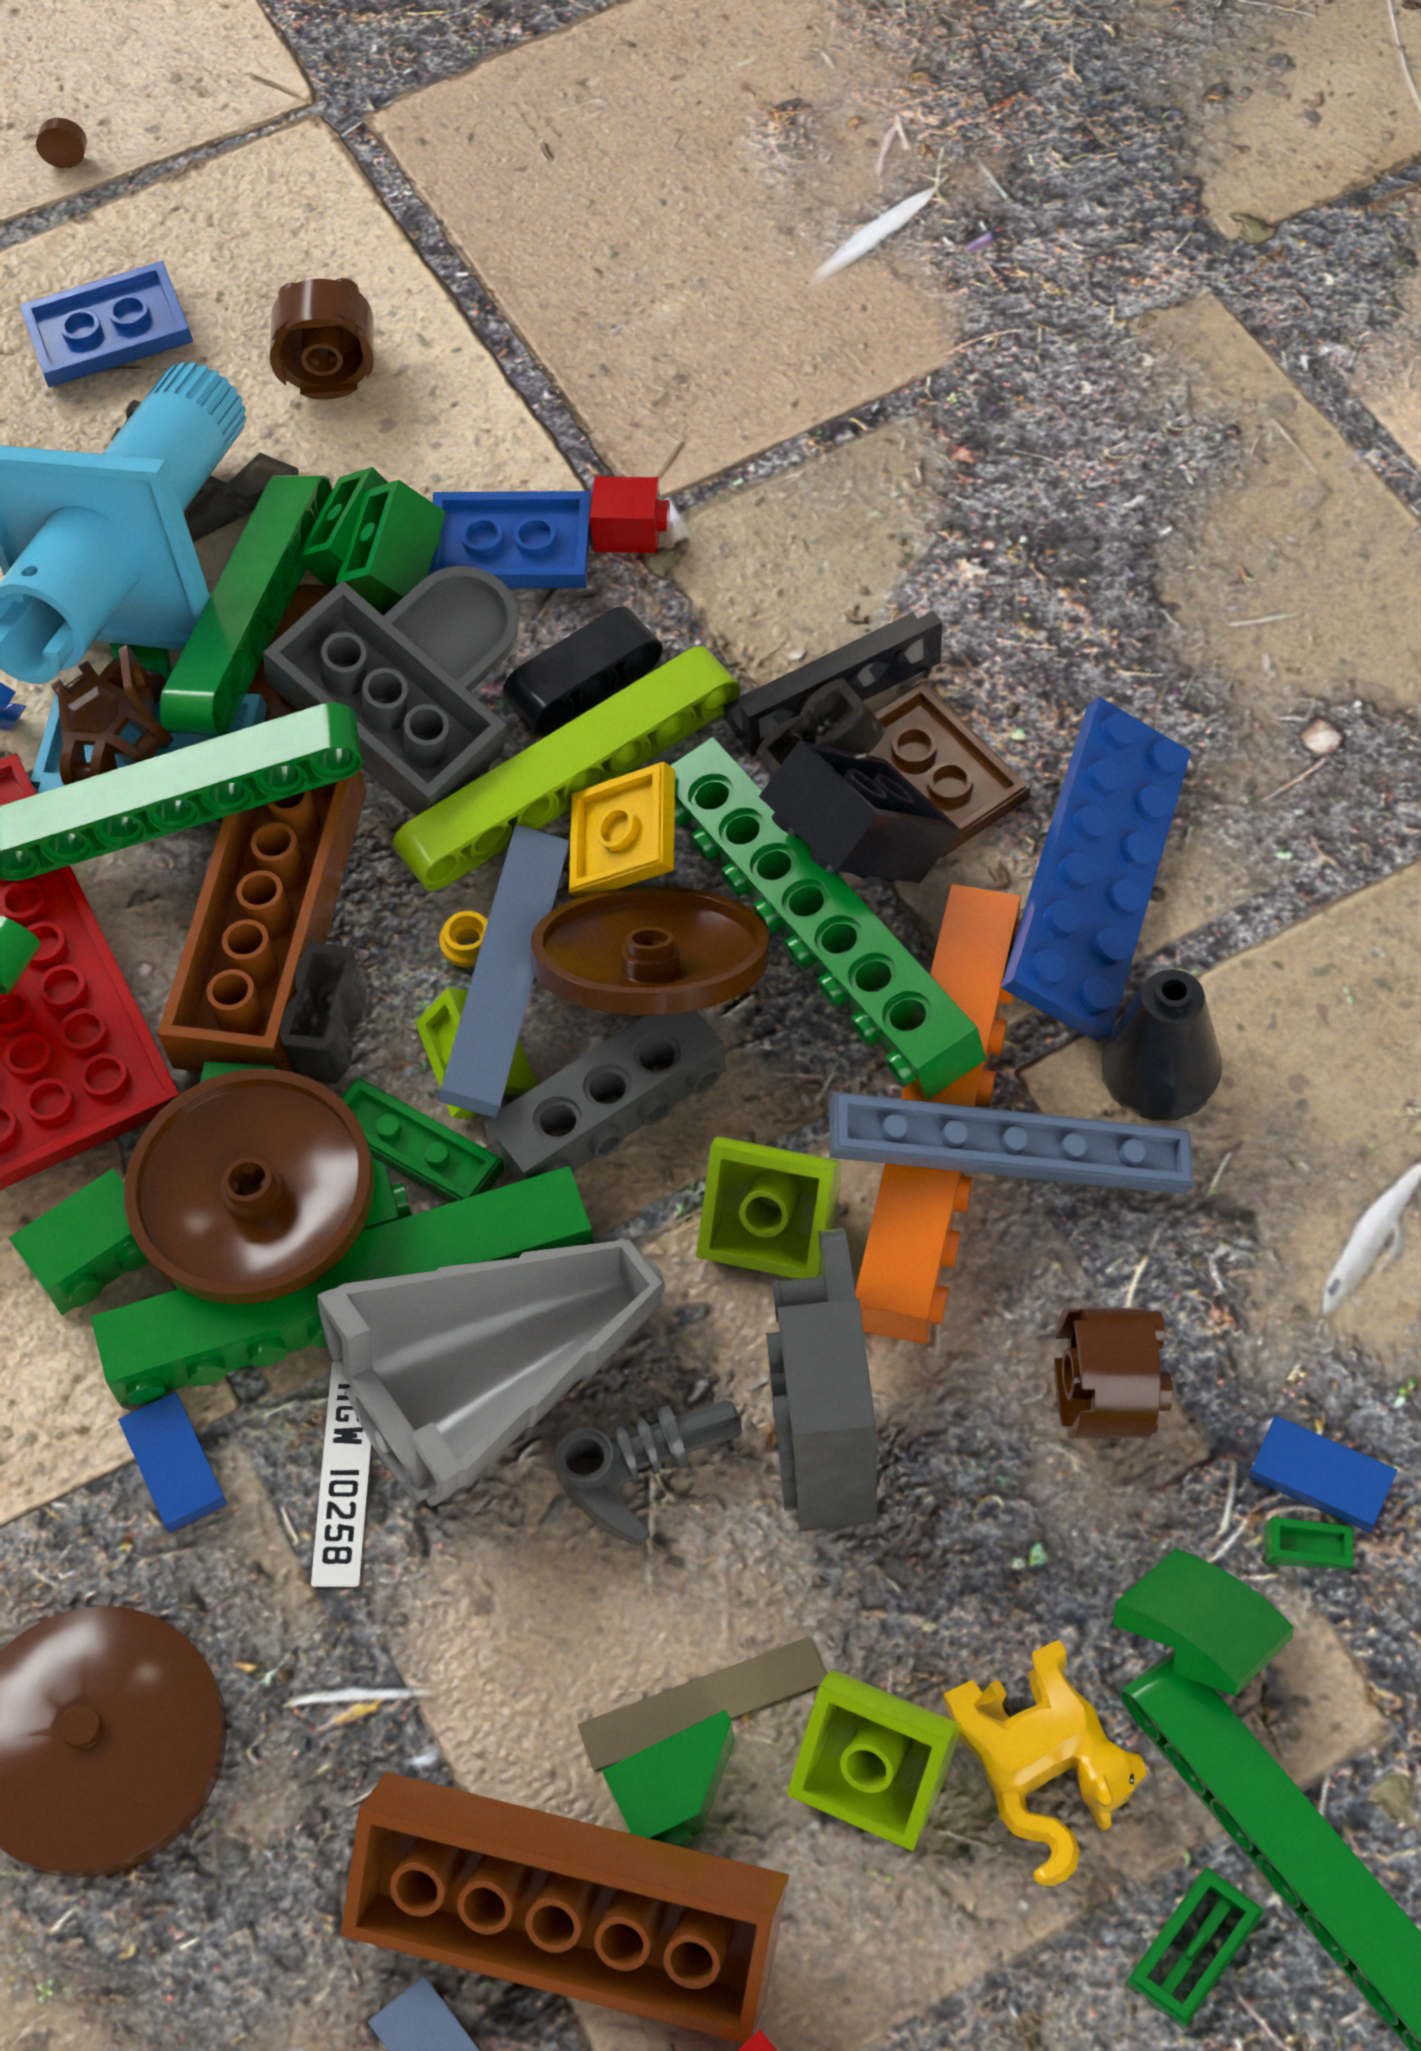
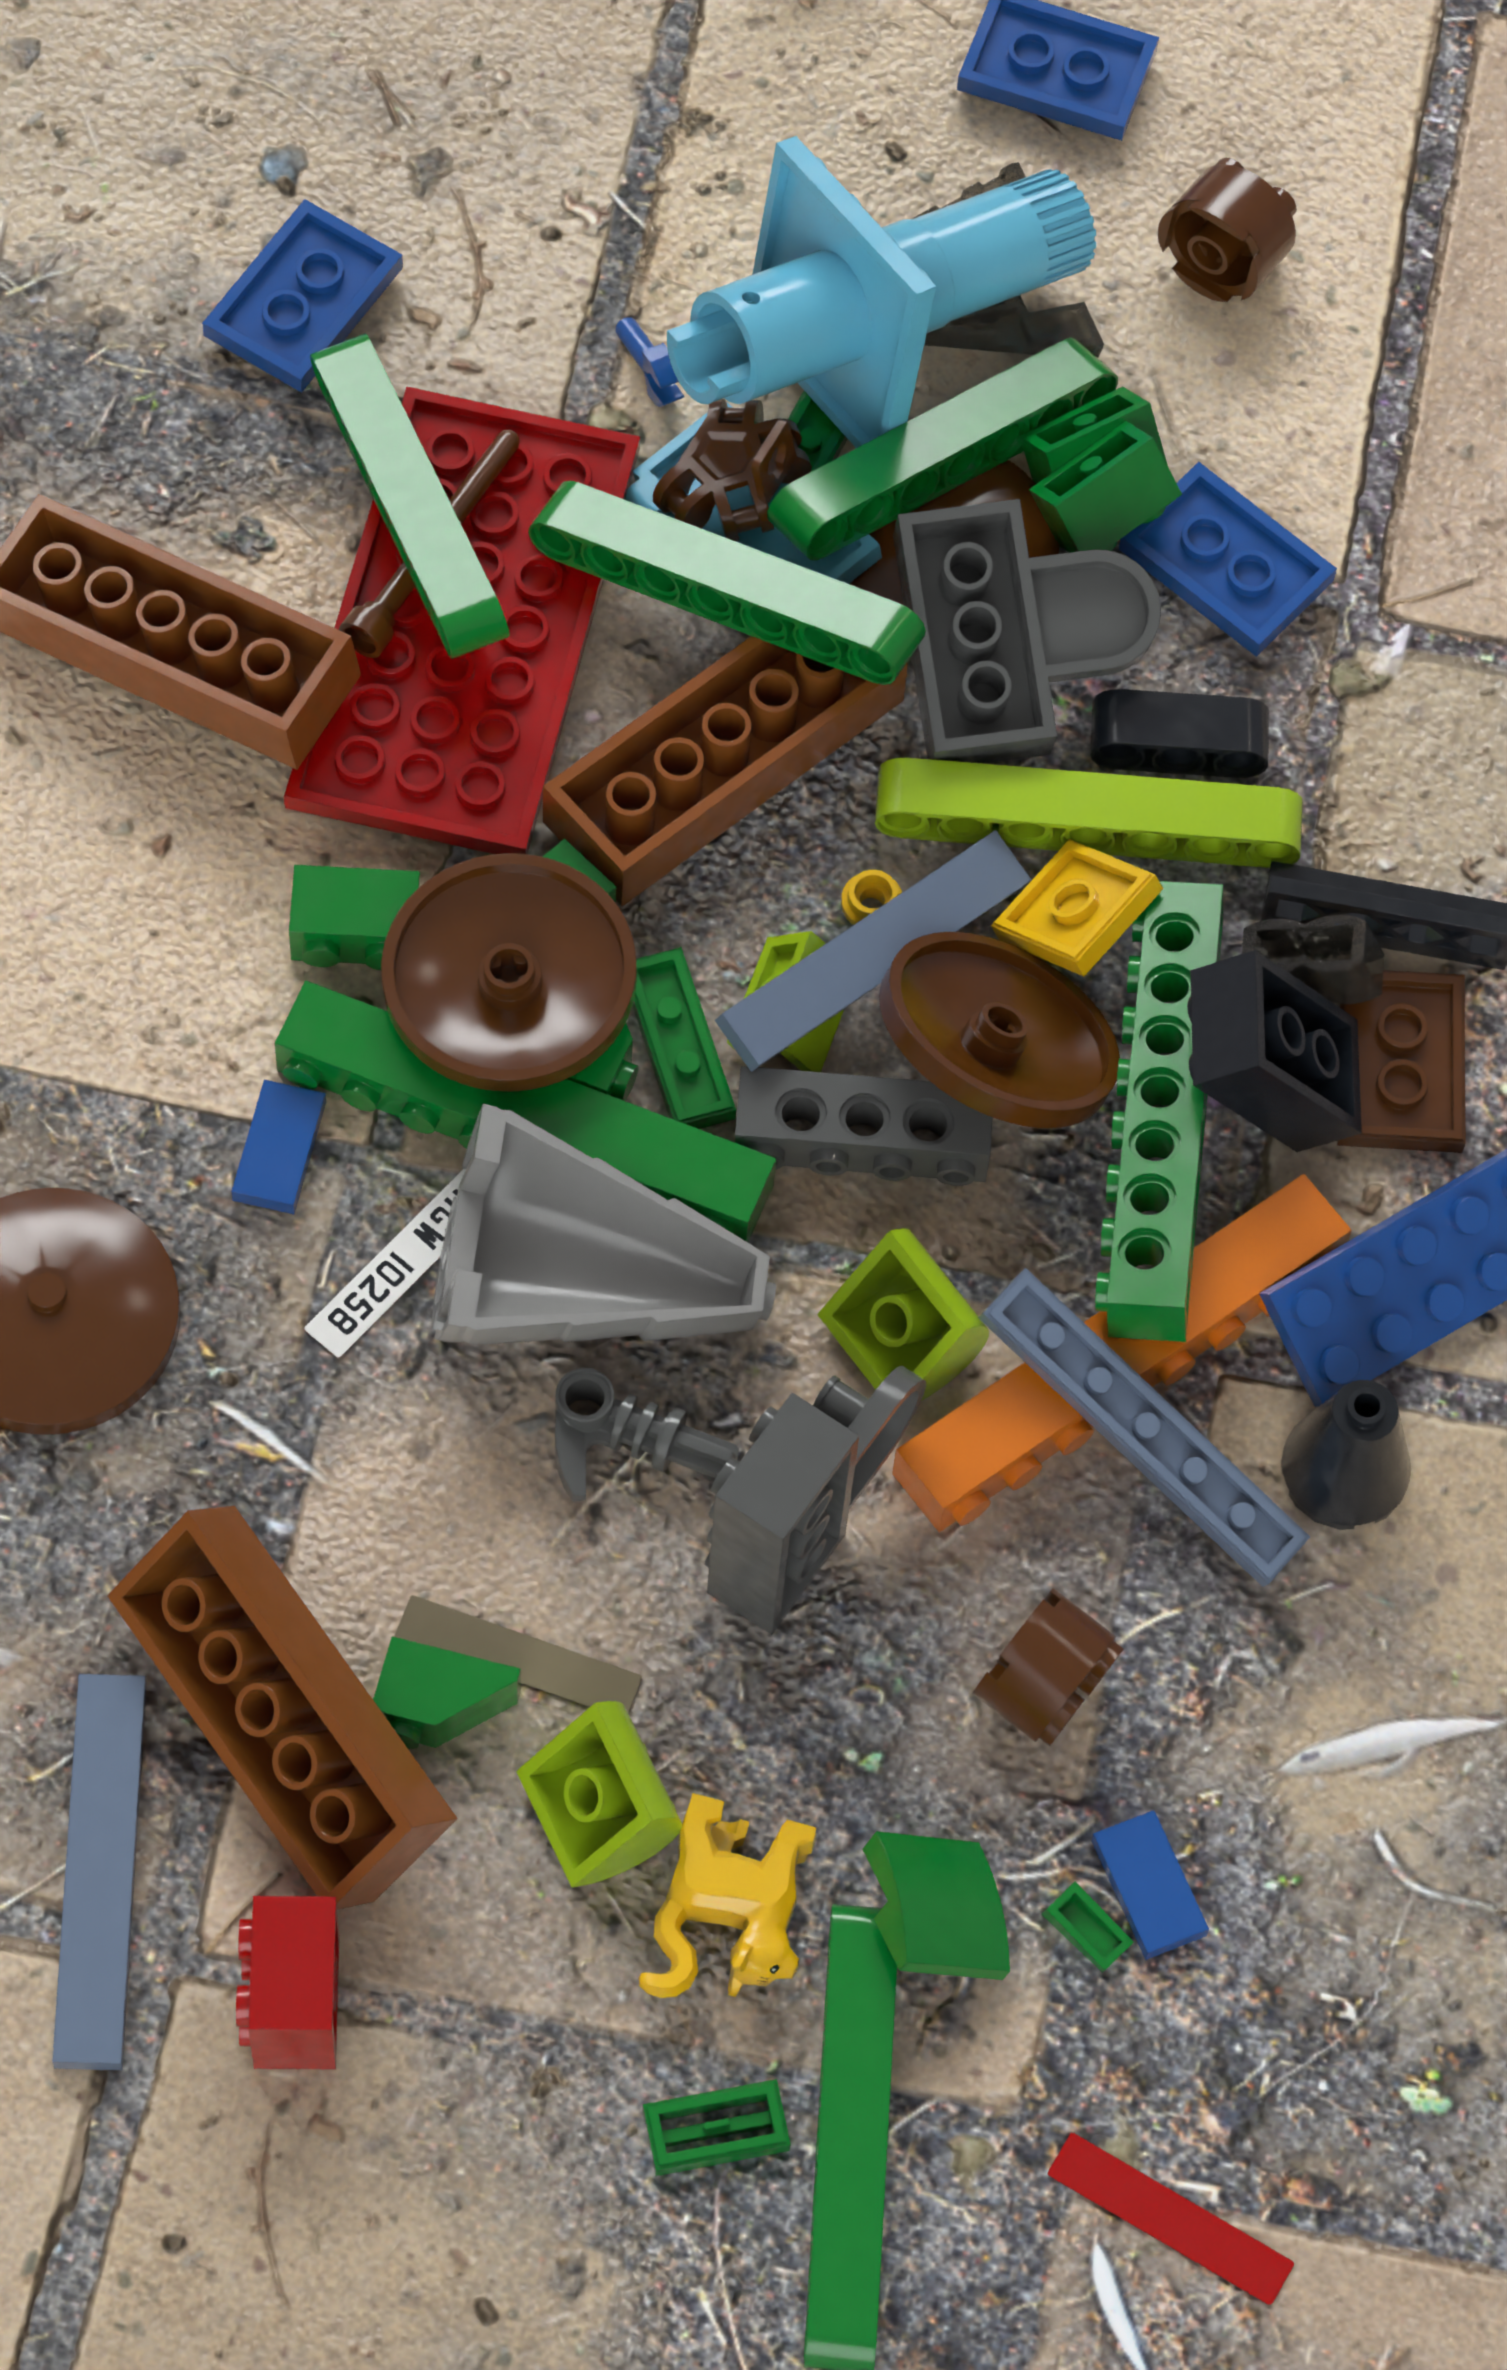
camera: 30 degrees right, 5 degrees up
(323, 1012) = (700, 870): clear smoke brick -> none
(628, 514) = (1350, 616): red brick -> none

